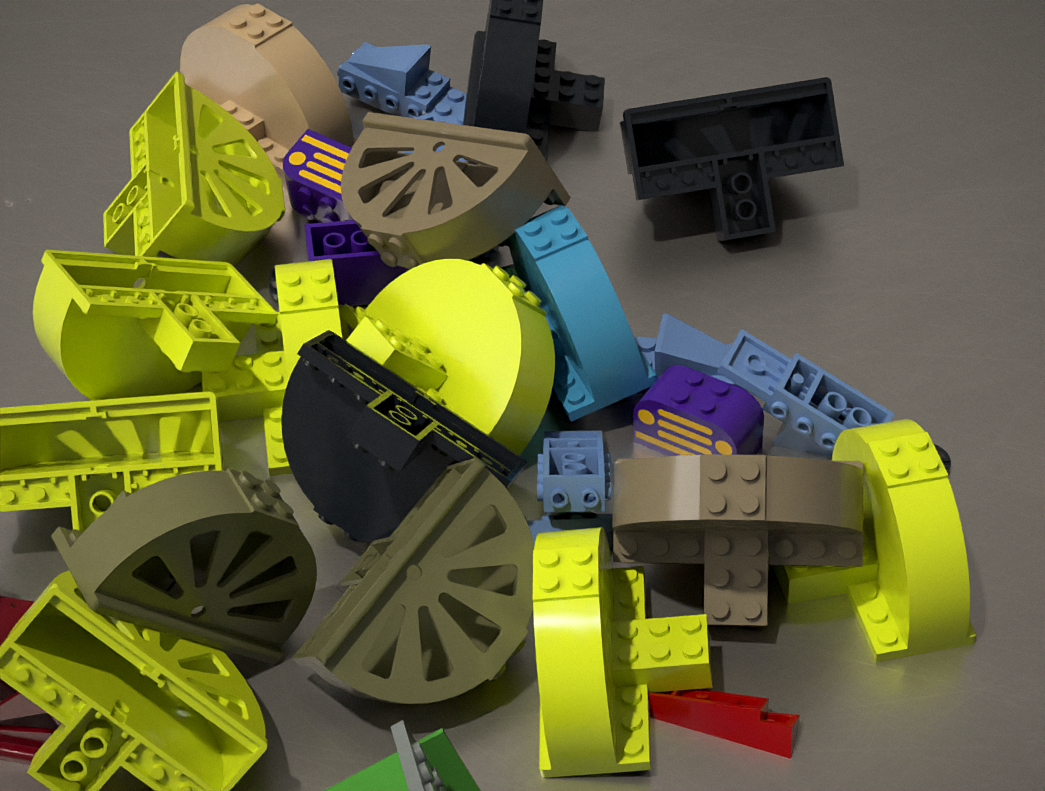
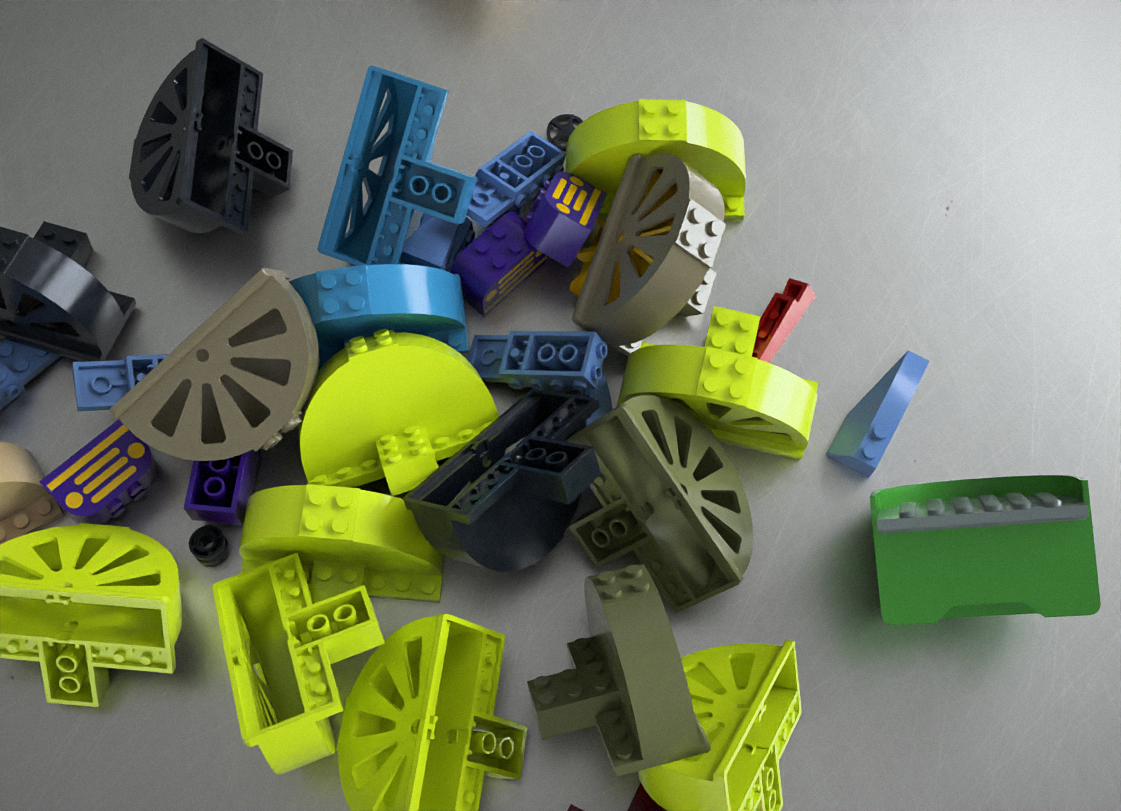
camera: 80 degrees left, 25 degrees up
(763, 286) = (405, 176): none -> dark azure piece
(766, 426) = (563, 216): none -> dark purple brick

